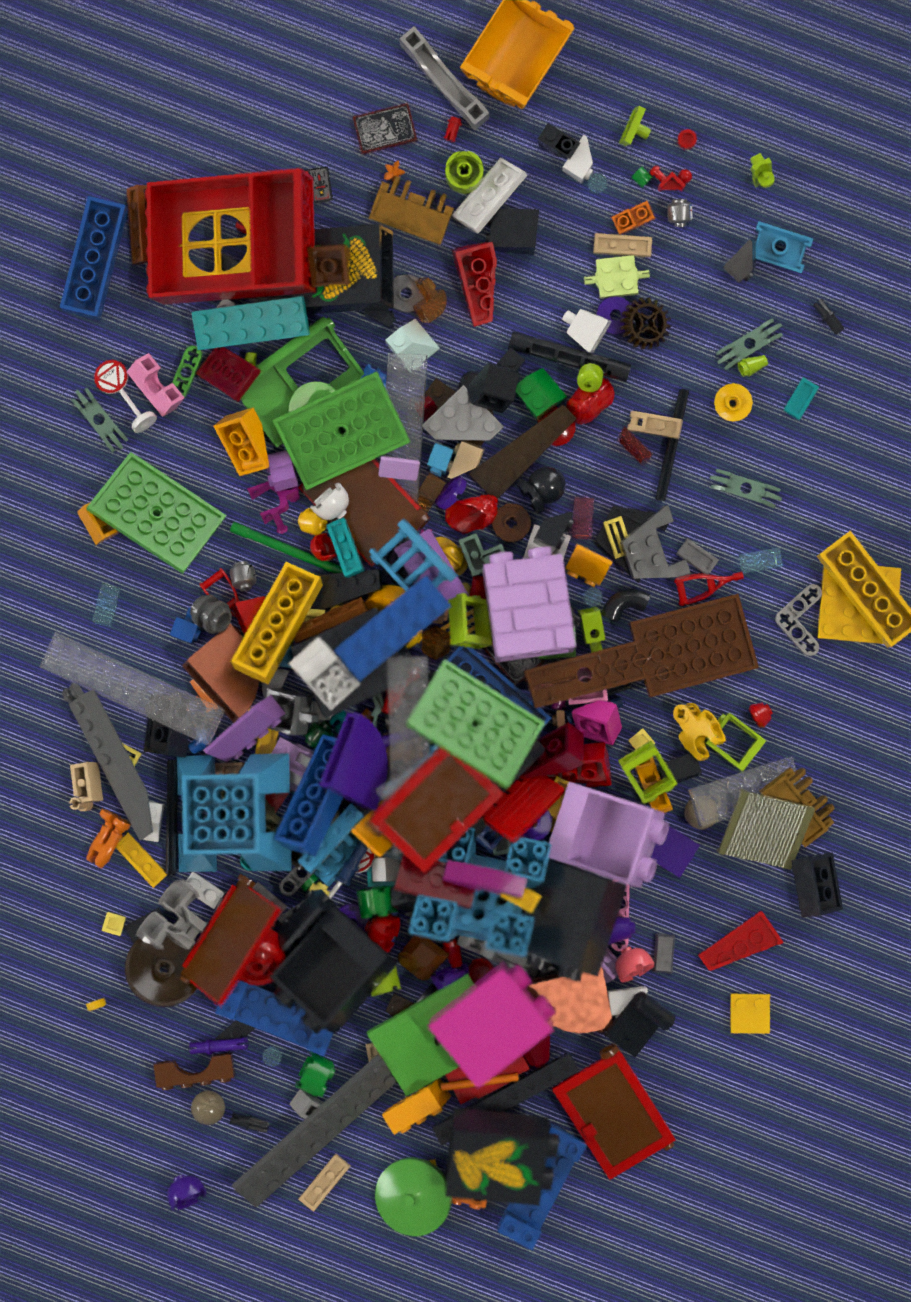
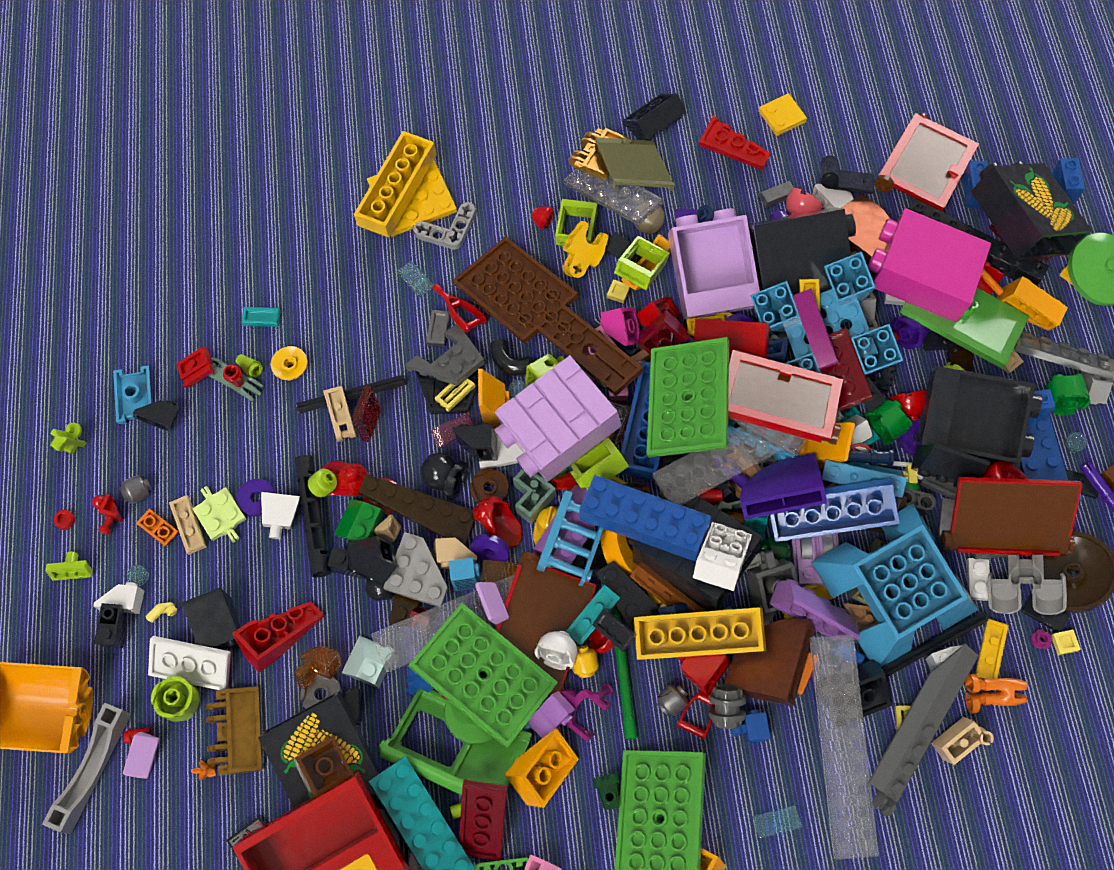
camera: 115 degrees left, 20 degrees down
(122, 906) = (1035, 639): none -> magenta plate
(205, 485) = (606, 785): none -> dark green plate
(311, 614) = (673, 609): none -> dark blue tile
(320, 556) = (614, 629): none -> black plate
(385, 128) = (164, 803): tile -> none
(421, 957) = (914, 364): reddish brown slope -> none
(432, 125) = (141, 755): none -> lavender slope
(479, 968) = (887, 310): red hair -> none
(519, 416) = (388, 529): none -> tan slope
(554, 190) = (159, 609): none -> light yellow arm
(632, 311) = (253, 470): dark brown gear -> none
(641, 177) = (115, 539): green hose -> none
(656, 852) = (705, 214): none -> dark blue plate
(735, 482) = (363, 328): sand green piece -> none
(745, 341) = (233, 375): none -> red cone
(775, 315) = (195, 367): none -> red plate
(829, 317) = (178, 328): black axle -> none

